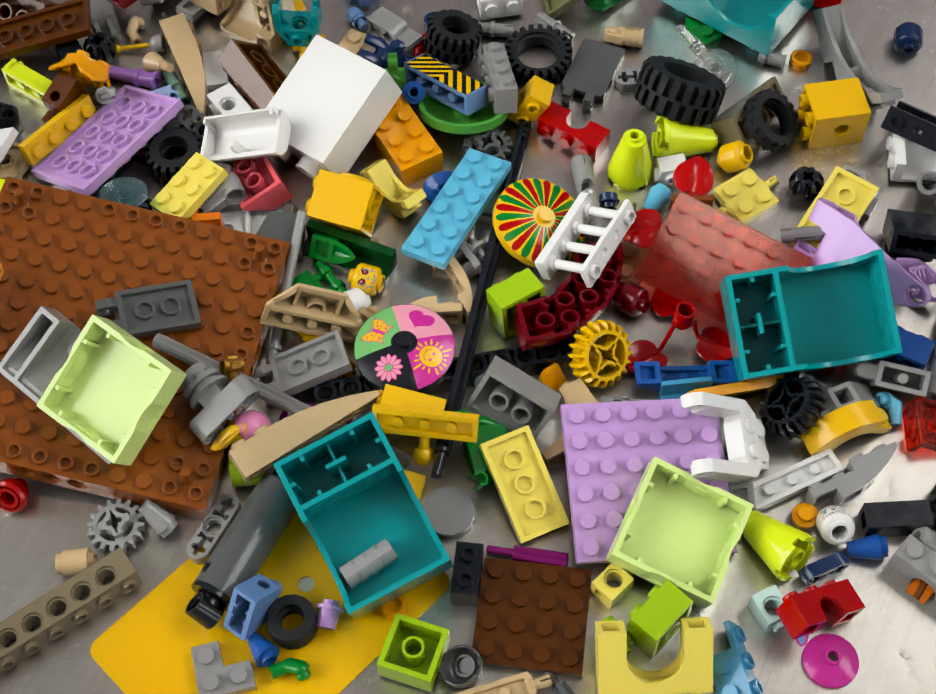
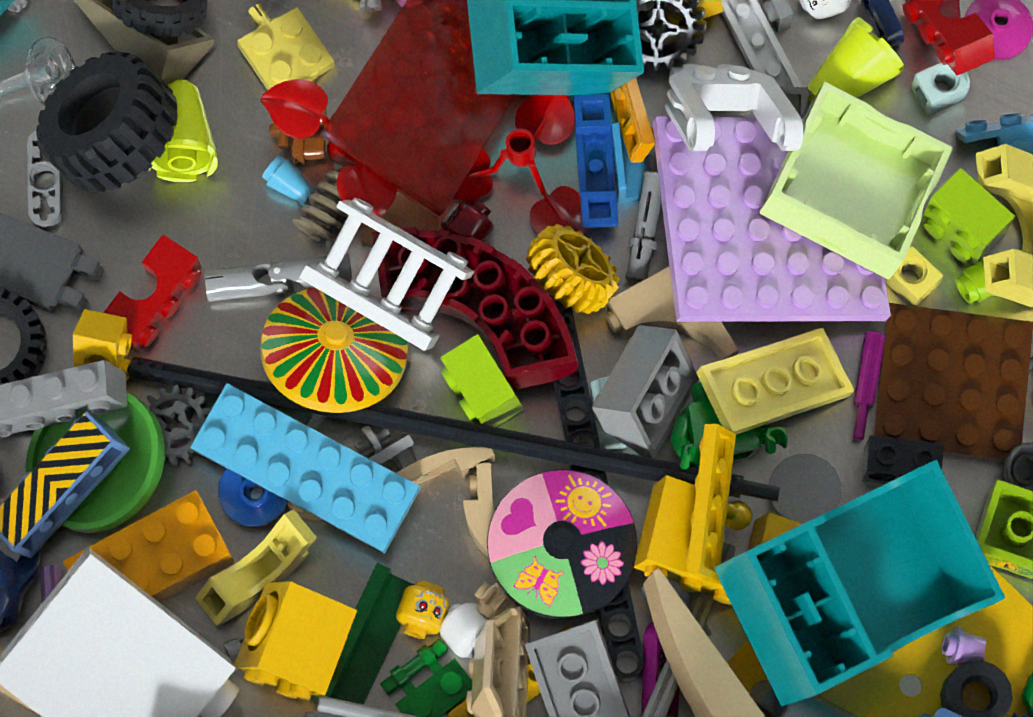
camera: 90 degrees left, 15 degrees up
(329, 250) = (366, 670): green plate -> none
(368, 563) = (909, 584): light grey axle -> none
(397, 73) = (32, 567): bright green plate -> none
(413, 92) = (73, 536): blue cone -> none
(552, 377) = (599, 342): light orange tile -> none
(609, 200) = (285, 248): dark blue plate -> none
(631, 162) = (223, 212): neon yellow cone -> none
(665, 168) = (236, 152): white brick -> none
(734, 156) = (218, 59): yellow head -> none
(804, 515) = (805, 31): light orange plate -> none

